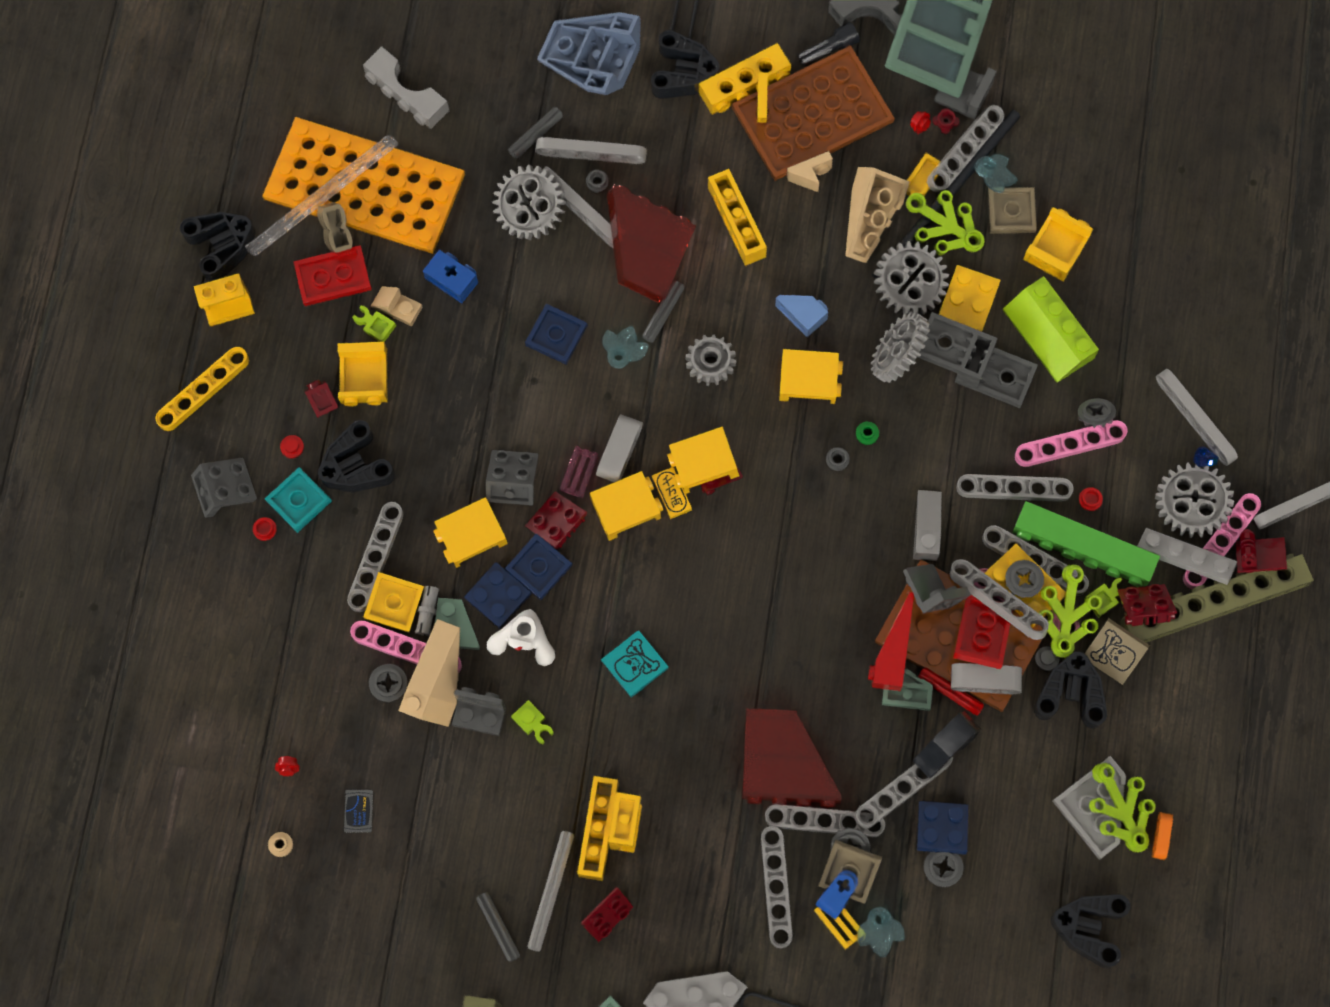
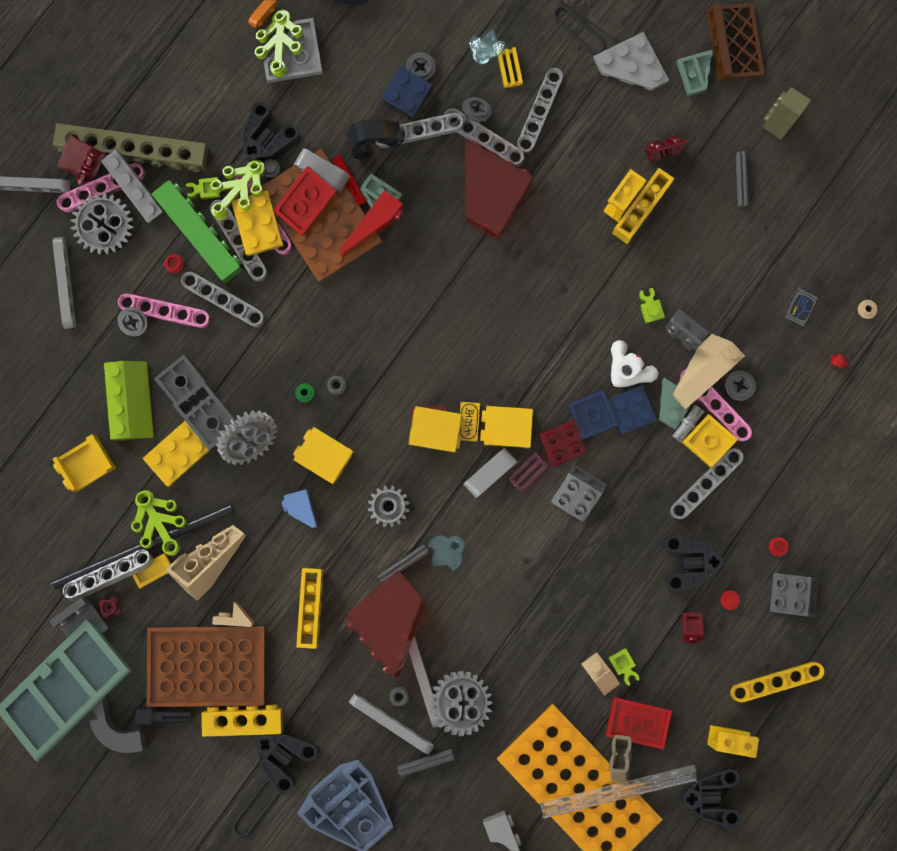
camera: 155 degrees left, 10 degrees up
(298, 499) = (743, 557): teal tile -> none
(363, 373) = (651, 629): yellow panel -> none
(456, 286) = (548, 663): blue brick -> none
(469, 532) = (630, 464): yellow panel -> none
(550, 891) = (695, 183): light grey axle -> none
(556, 334) = (492, 587): dark blue plate -> none
(634, 663) = (558, 311): teal tile -> none
(762, 98) = (239, 693): yellow tile -> none
(836, 896) = (502, 80): blue piece -> none
(851, 858) = (485, 93): dark tan tile -> none
(895, 265) = (201, 476): light grey gear -> none
(920, 122) = (129, 614): red plate -> none
(927, 526) = (299, 302): light grey slope -> none
(930, 591) = (326, 247): dark grey bracket -> none
(994, 172) = (95, 543): clear light blue plate -> none
(1003, 609) = (274, 211): light grey beam -> none
(1012, 211) = (102, 509): dark tan tile -> none
(1021, 568) = (247, 220): dark grey gear -> none
(1116, 651) = (221, 146): dark tan tile -> none
(1147, 602) = (180, 164): dark red hinge -> none
(1204, 457) = (77, 249): clear blue tile -> none

